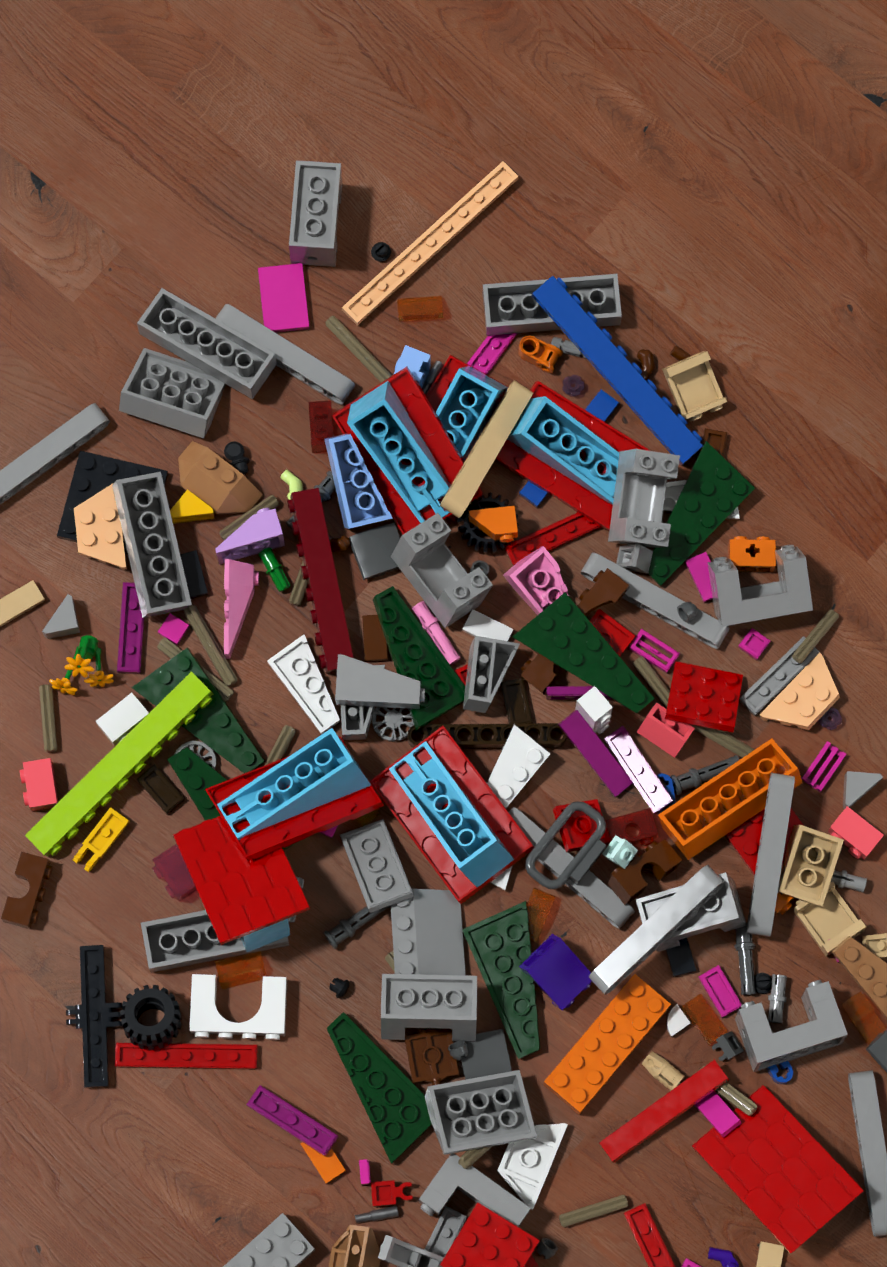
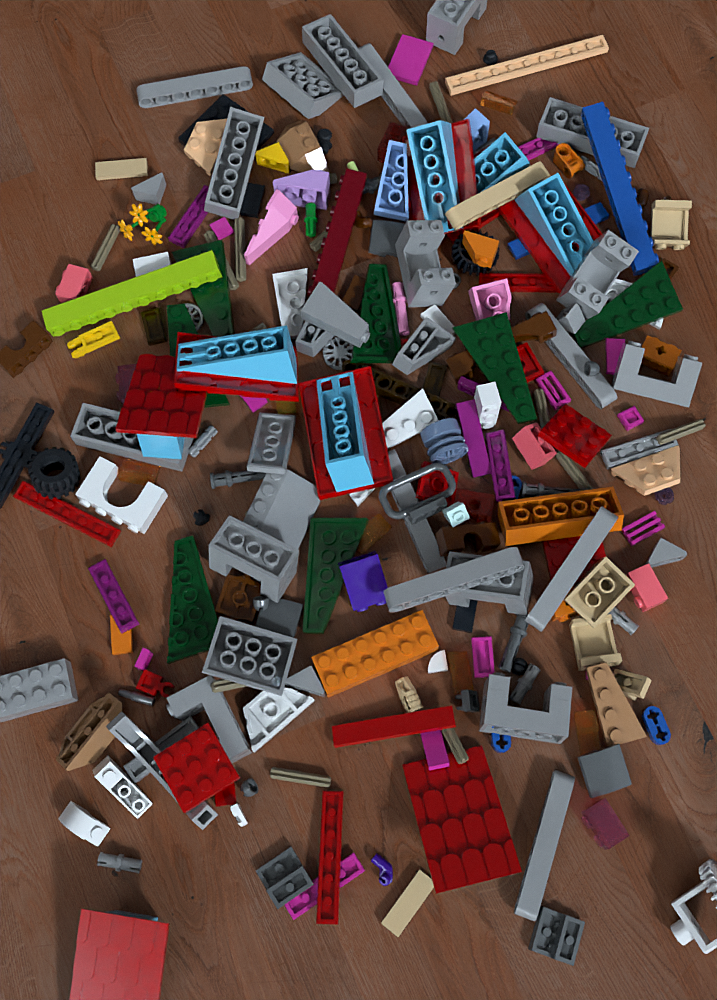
camera: 30 degrees right, 5 degrees down
(551, 1109) = (306, 681): none -> light grey slope
(566, 774) = (444, 441): none -> sand blue wheel

